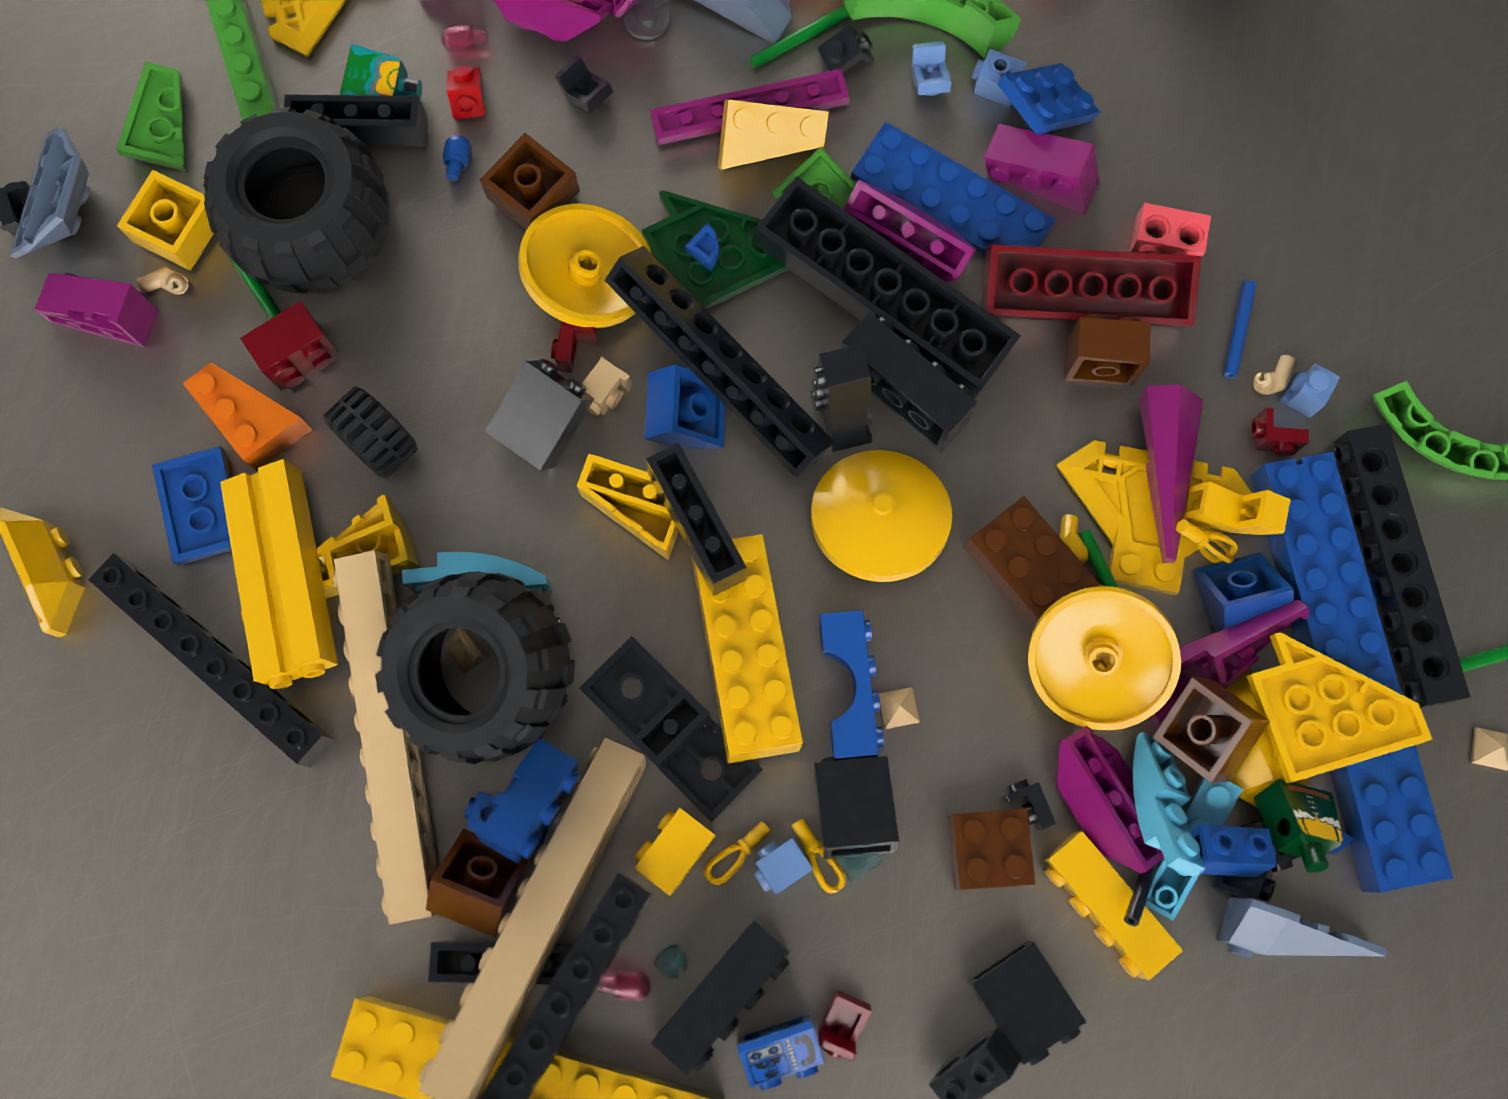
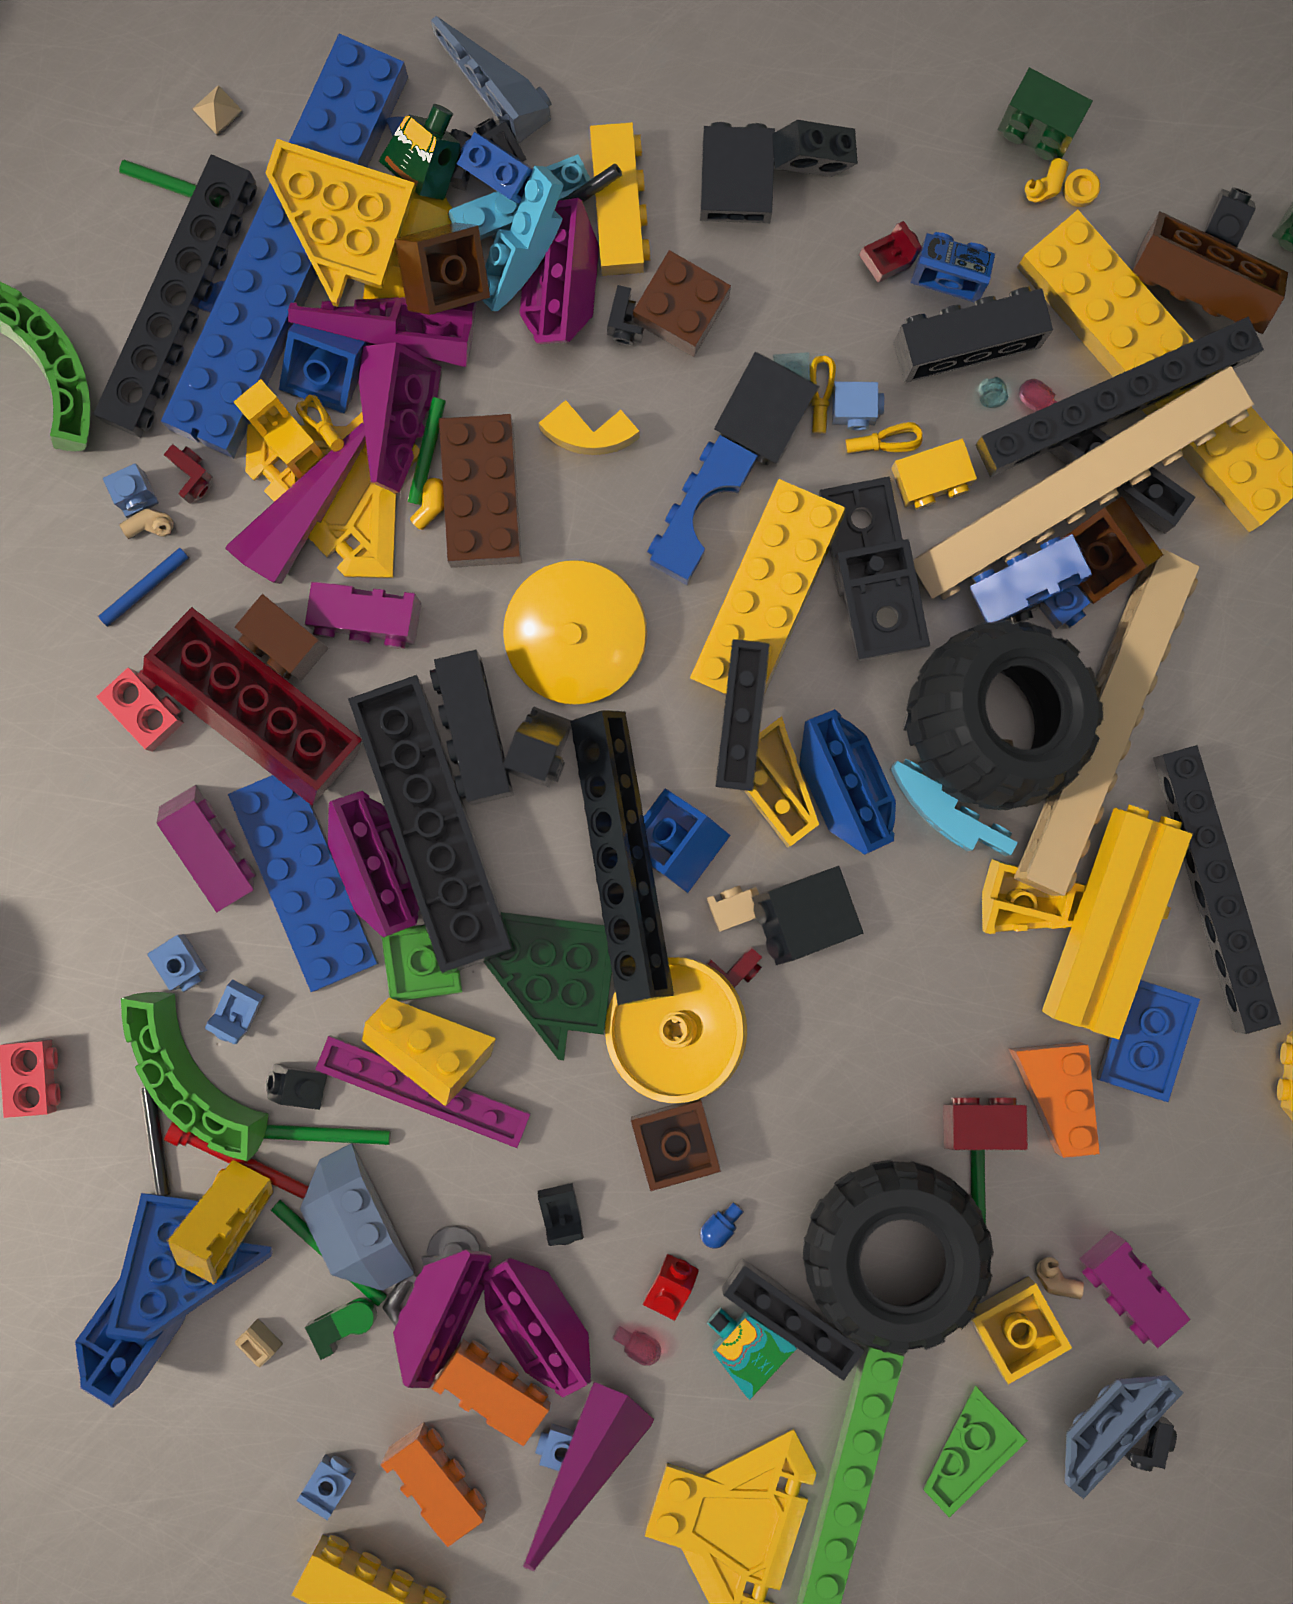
camera: 150 degrees left, 10 degrees up
(370, 432) = (964, 995): black tyre -> none
(574, 542) = (847, 782): none -> blue wedge
(704, 247) = (559, 976): blue tile -> none
(898, 708) = (673, 467): tan slope -> none
(1001, 676) = (570, 432): none -> yellow brick
(1049, 98) = (153, 905): blue plate -> none
(1057, 416) = (363, 614): none -> magenta wedge
(1104, 658) = (487, 379): yellow dish -> none
(1157, 575) = (394, 400): none -> magenta wedge

